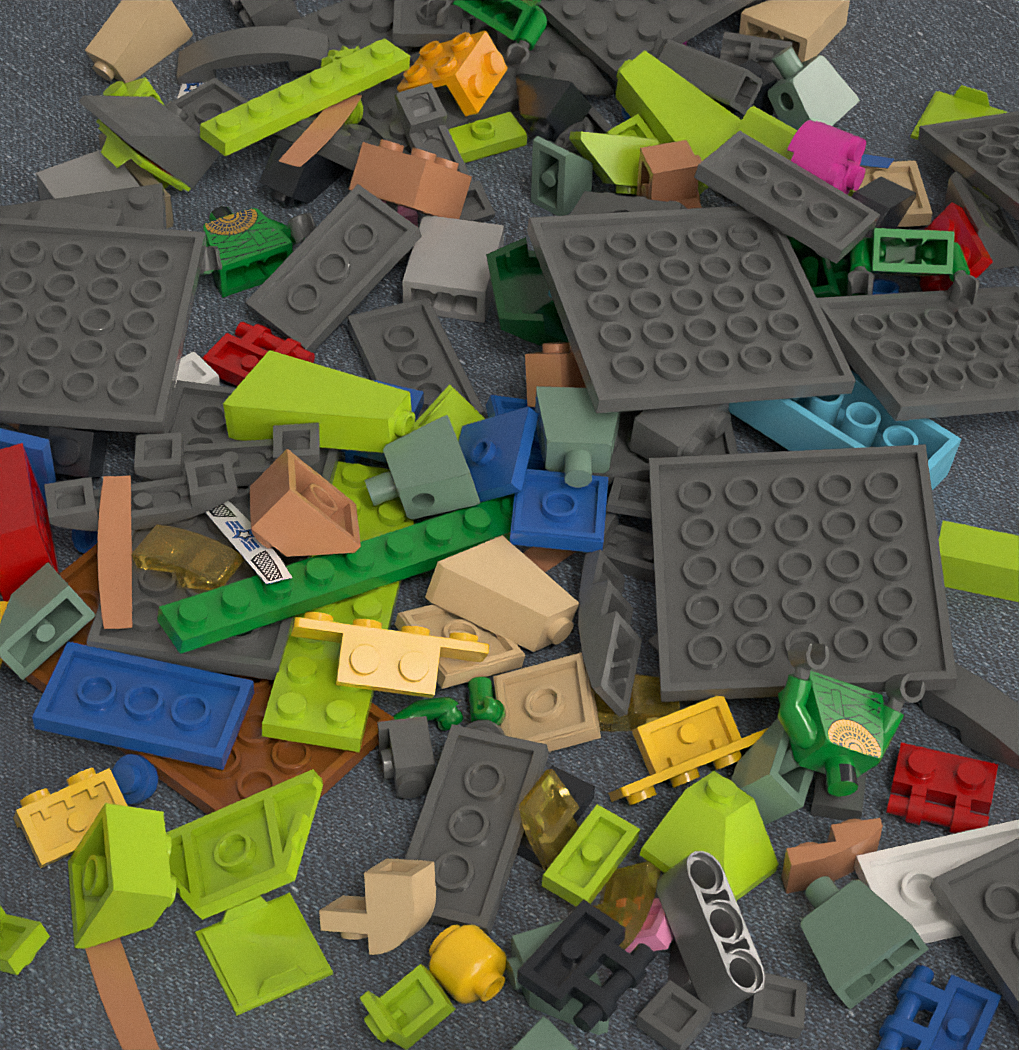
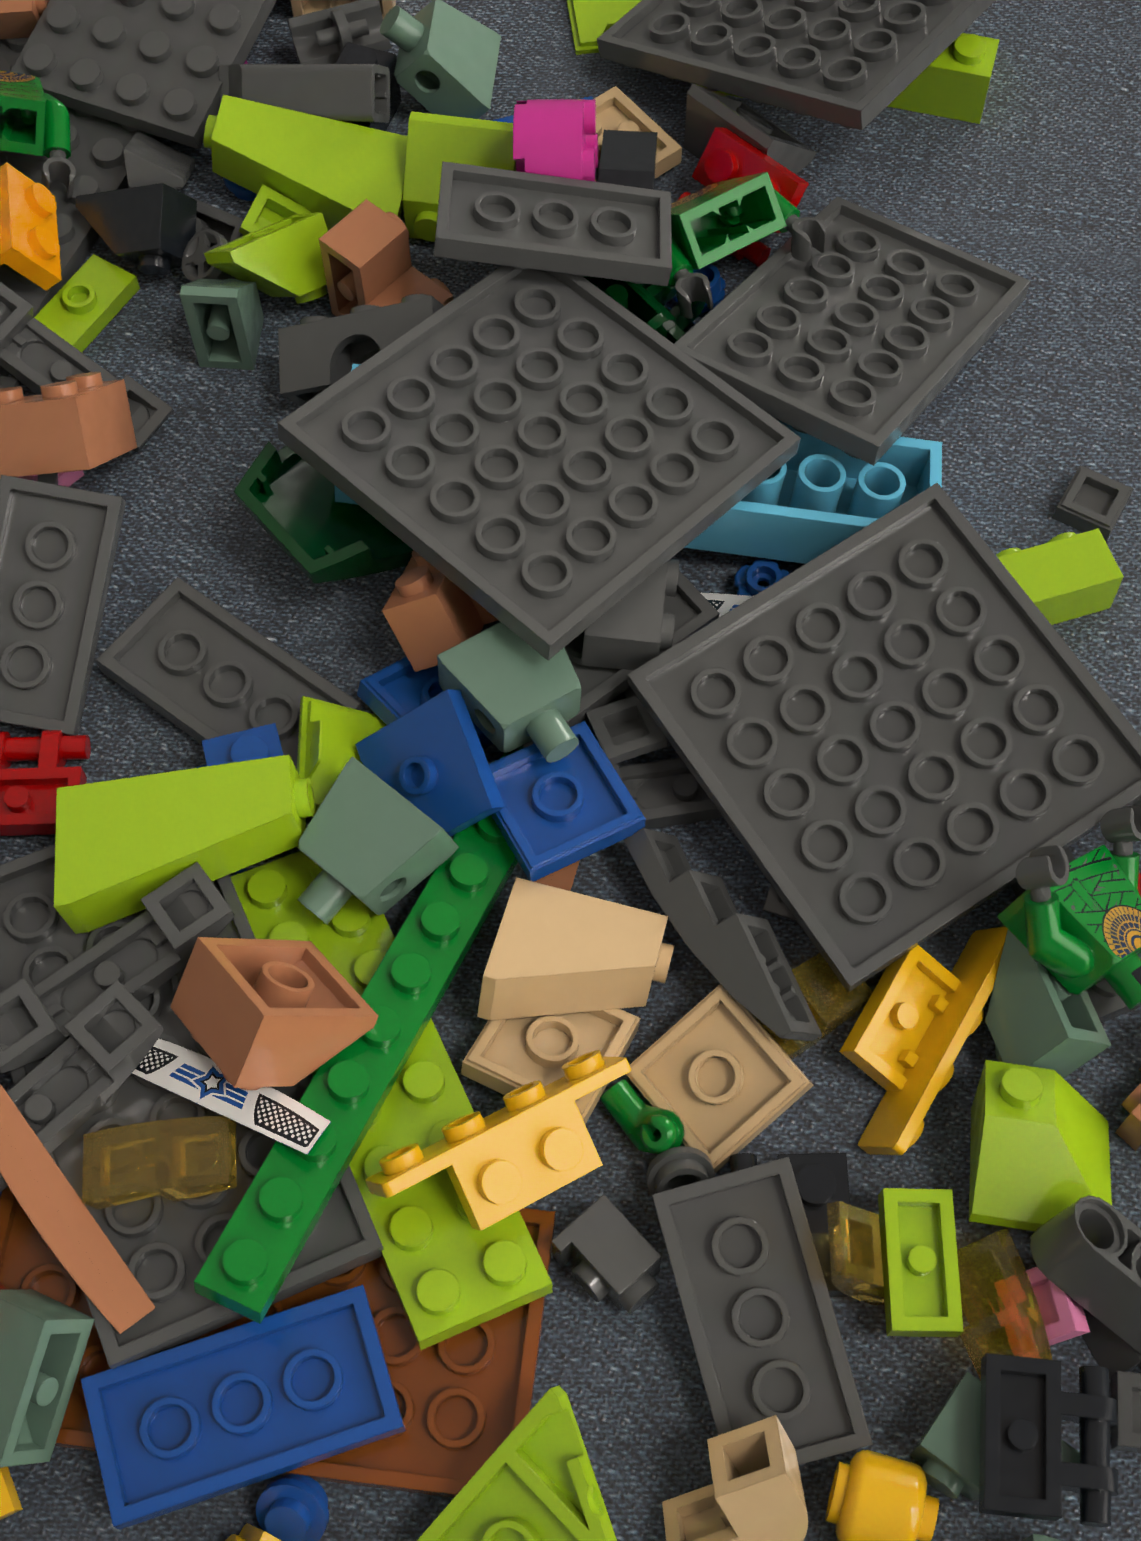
camera: 30 degrees left, 15 degrees up
(441, 708) = (567, 1198): green arm -> none
(453, 267) = (181, 514): light grey brick -> none

